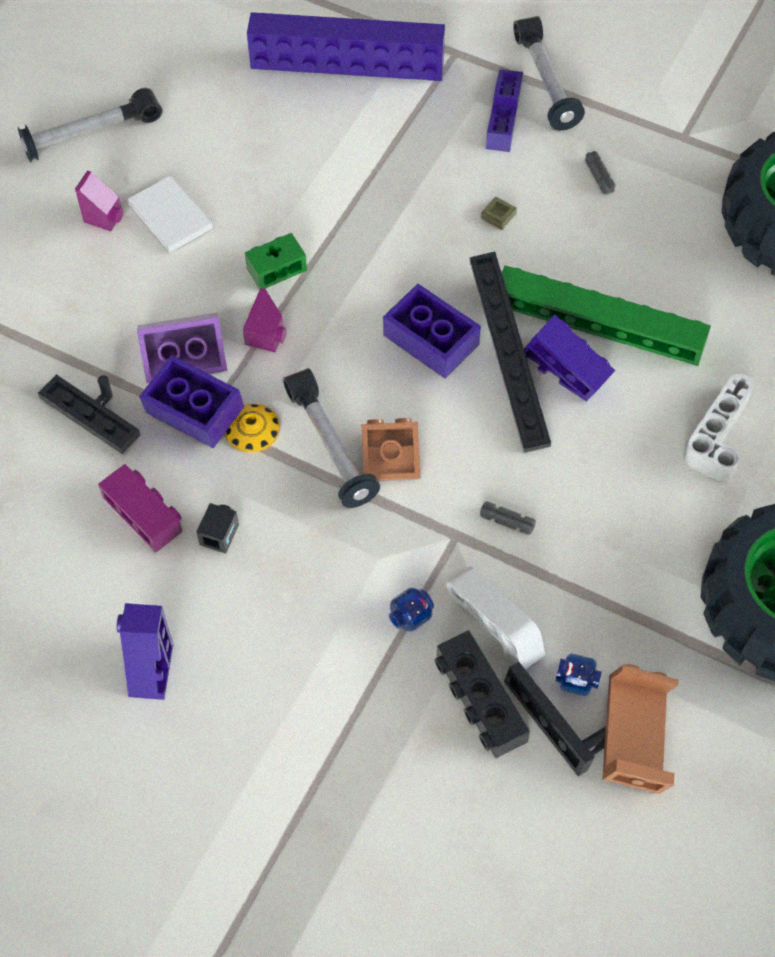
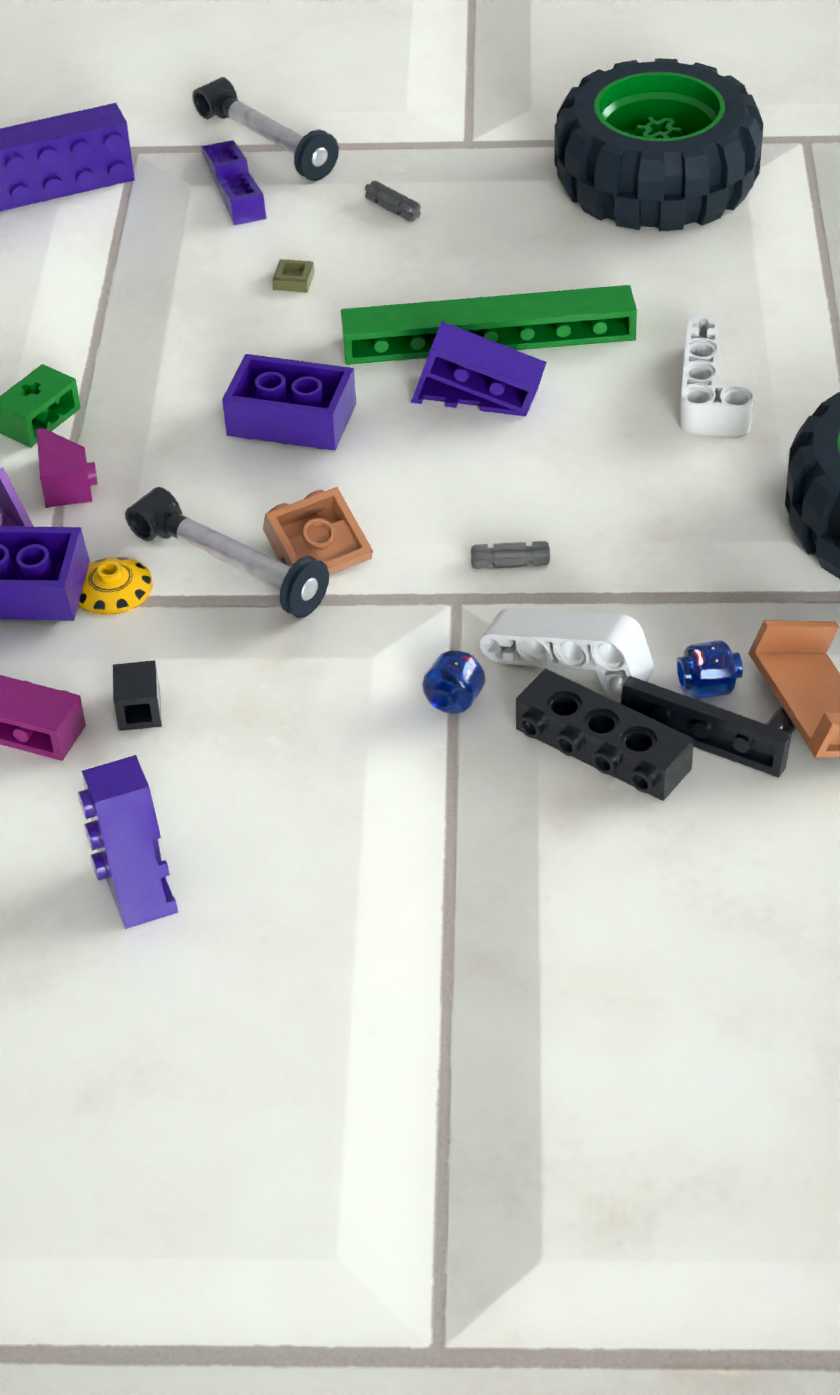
camera: 25 degrees left, 15 degrees down
(510, 352) = (405, 391): black tile -> none

